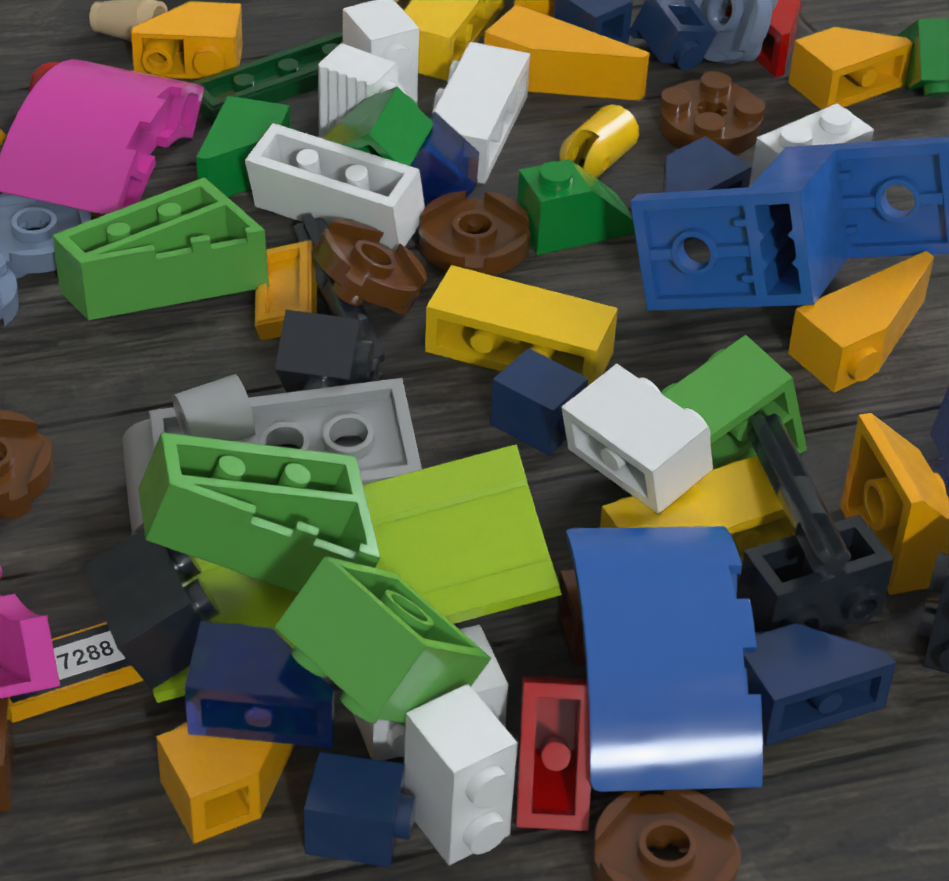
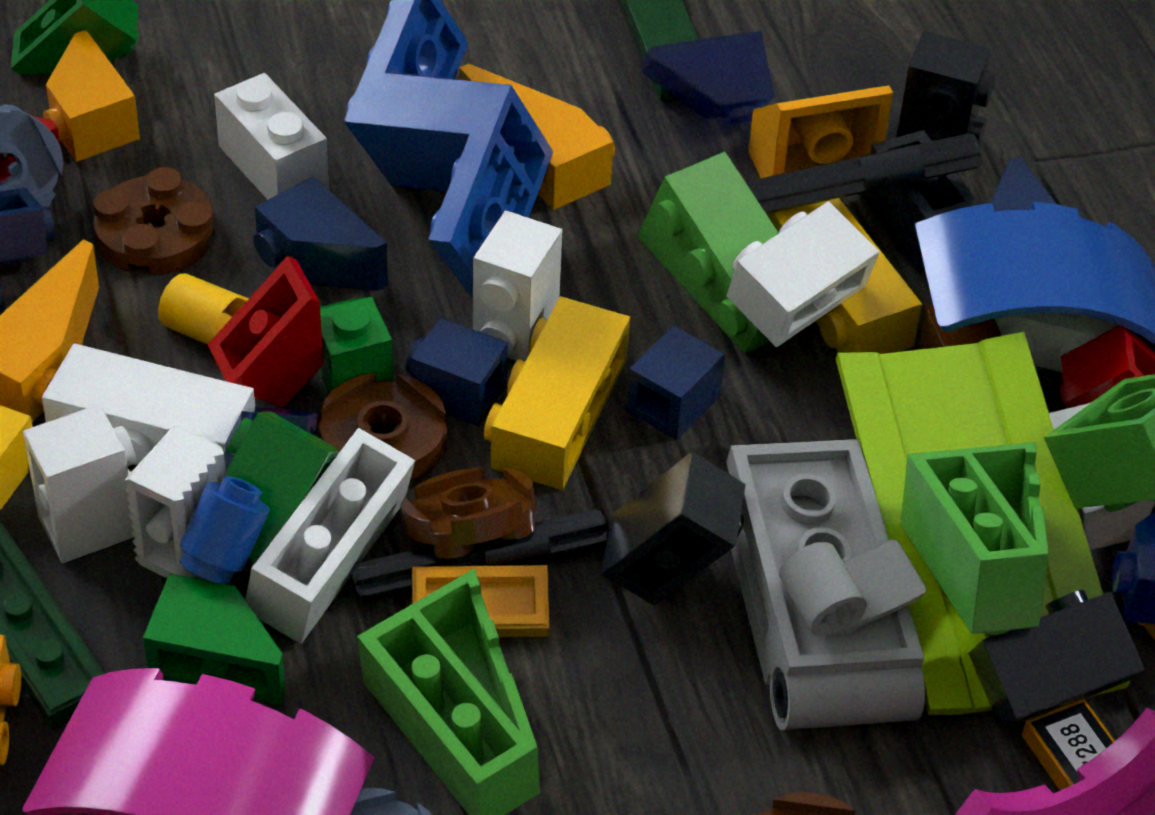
camera: 90 degrees left, 5 degrees up
(315, 106) = (223, 529): none -> blue brick
(542, 138) = (273, 337): none -> red slope
(543, 259) = (461, 367): none -> dark blue brick
(628, 270) = (516, 280): none -> white brick

